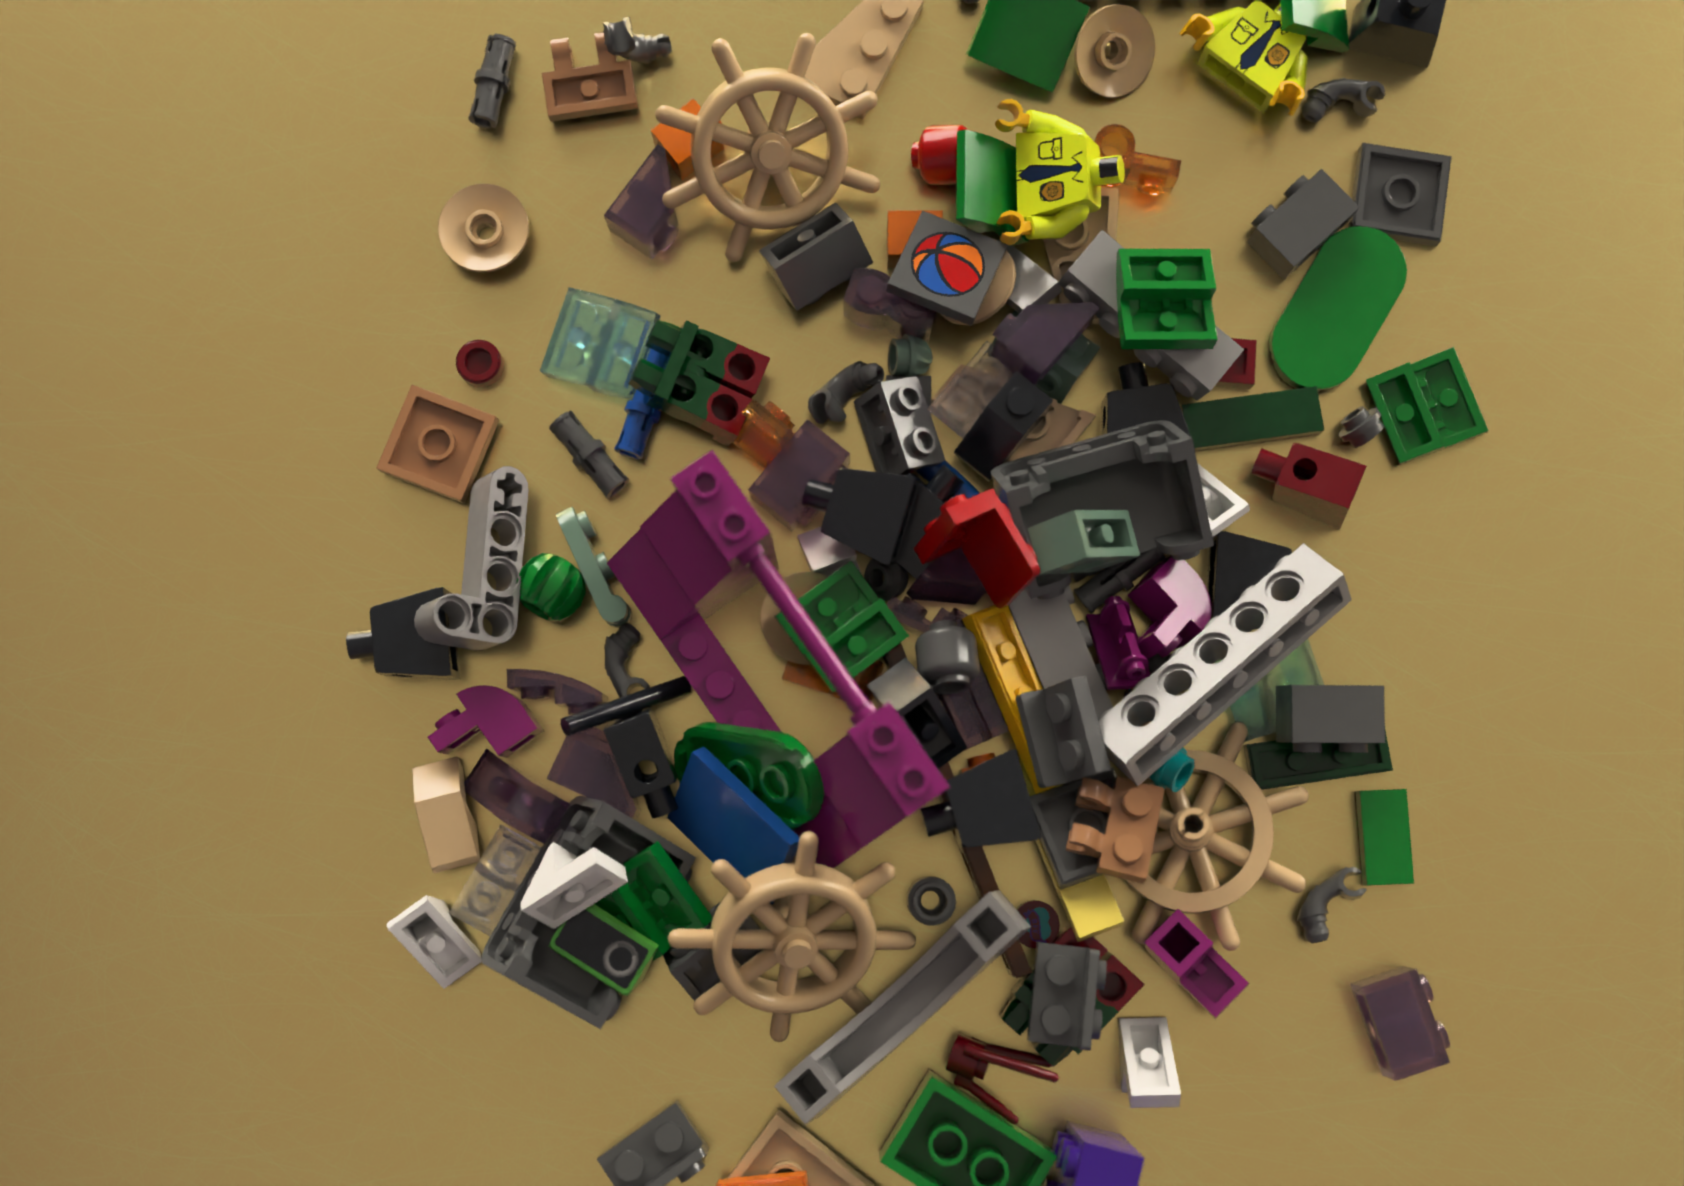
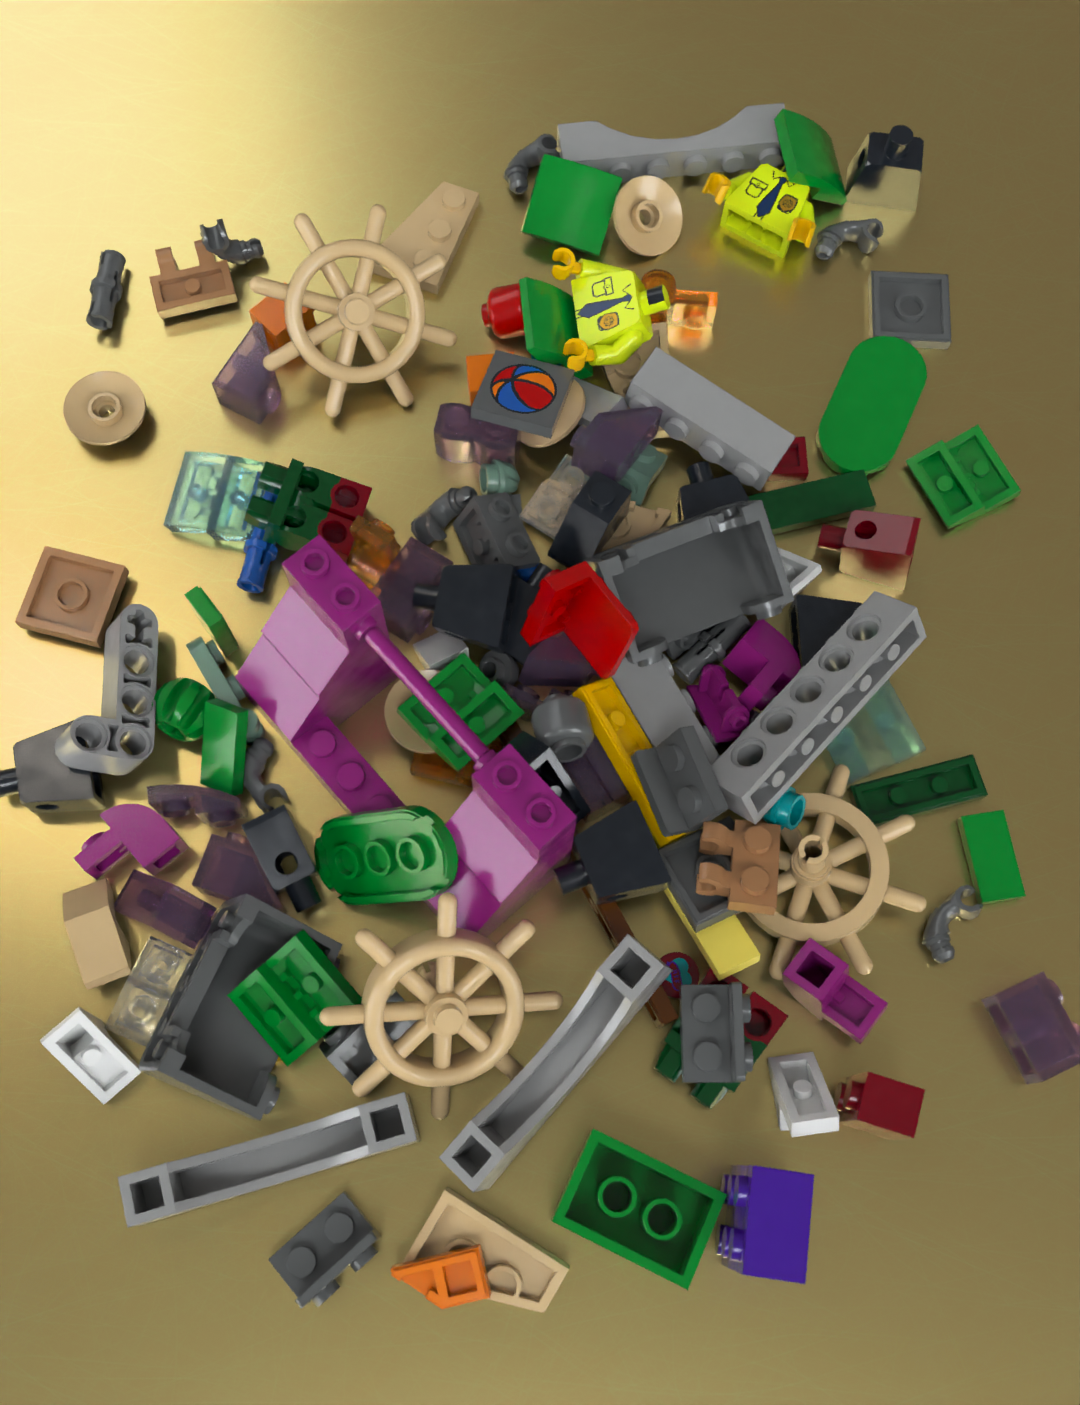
camera: 10 degrees left, 10 degrees down
(479, 363) = (108, 525): dark red tile -> none
(570, 884) = (220, 978): white slope -> none
(586, 493) = (212, 620): none -> green tile
(589, 454) = (217, 589): dark grey pin -> none
(589, 634) = (224, 746): none -> green tile
(605, 948) = (259, 1039): slope -> none
(606, 1063) = (268, 1160): none -> light grey arch
(625, 706) = (248, 812): black bar -> none
(729, 819) = (368, 895): blue tile -> none
(816, 256) = (405, 401): dark grey brick -> none
(942, 911) = (578, 947): dark grey brick -> none
(972, 1059) = (632, 1112): dark red plant -> none
(1083, 541) = (675, 604): sand green brick -> none
(1165, 299) = (720, 397): green slope -> none
(1223, 1086) = (879, 1105): none -> dark red brick
(1302, 223) = (828, 337): dark grey brick -> none
(1330, 715) = (923, 746): dark grey brick -> none
(1361, 426) = (908, 498): dark grey plate -> none

